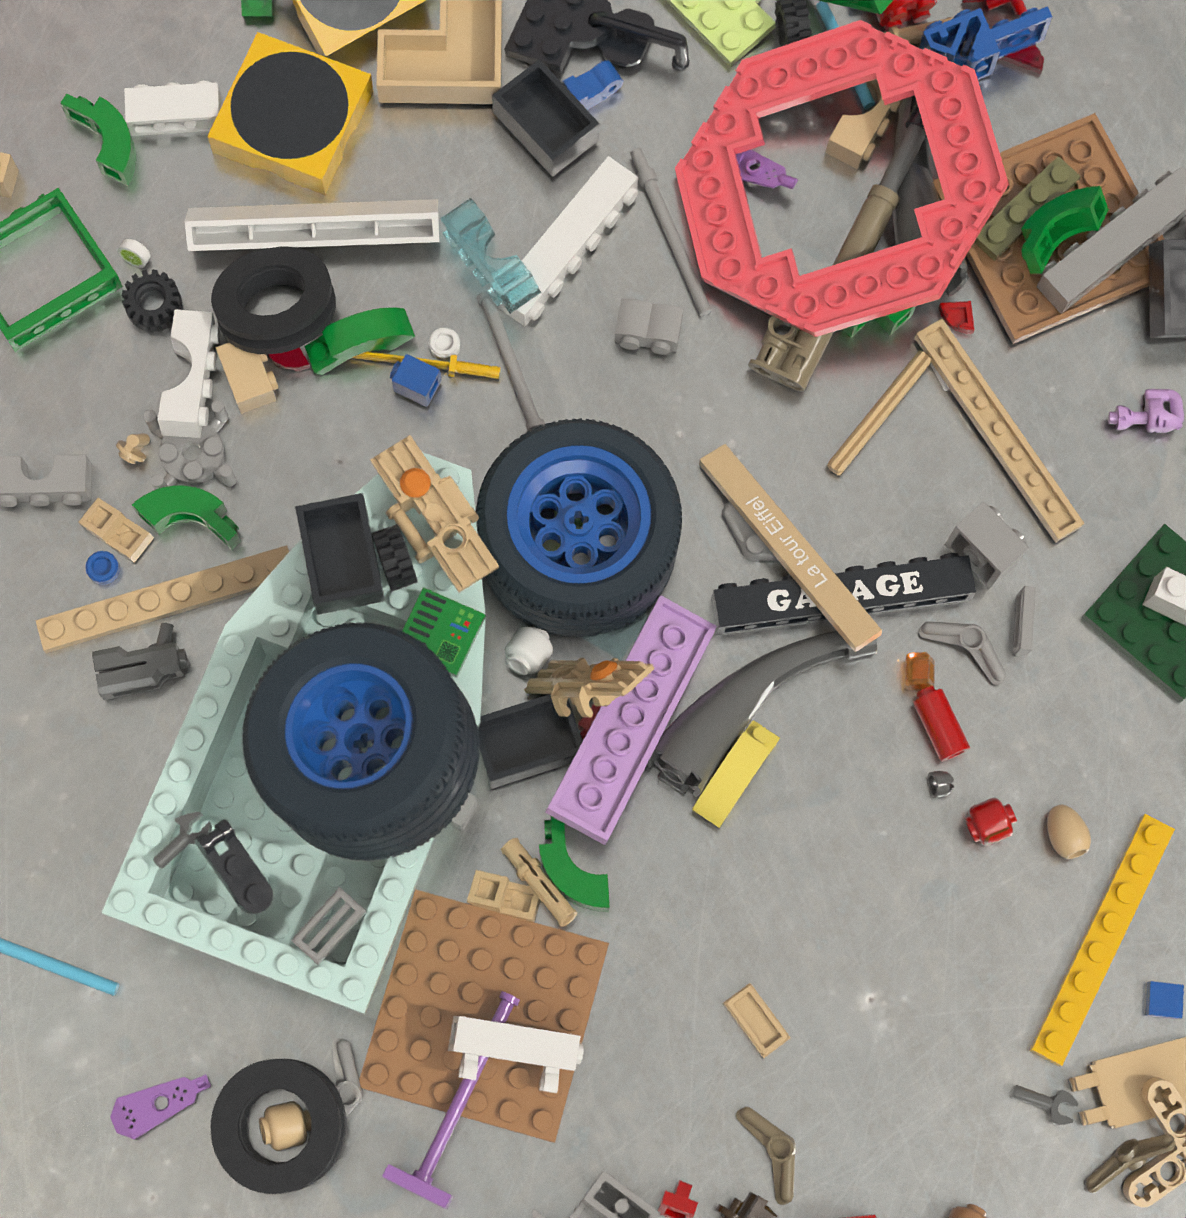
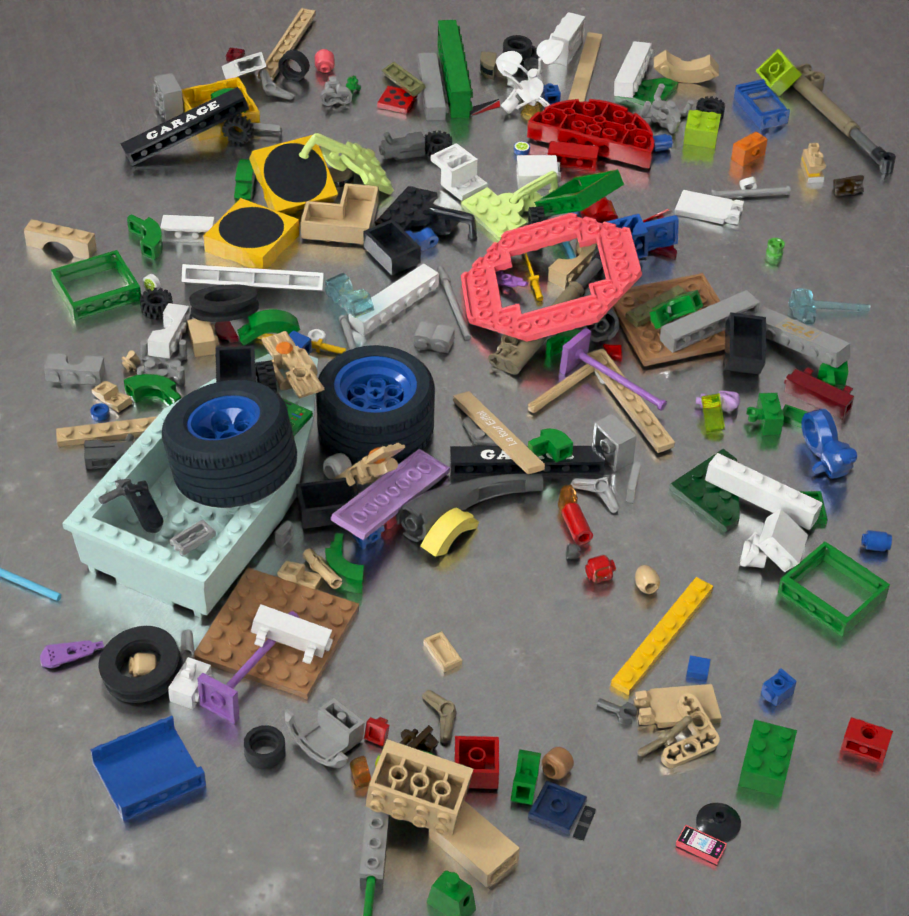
camera: 10 degrees right, 30 degrees down
(366, 1148) = (185, 685): none -> white brick
(804, 163) = (534, 280): none -> yellow sword
(890, 571) = (554, 443): none -> green brick
(903, 343) = (576, 351): none -> medium lavender tile
(1142, 448) = (713, 413): none -> clear neon green tile

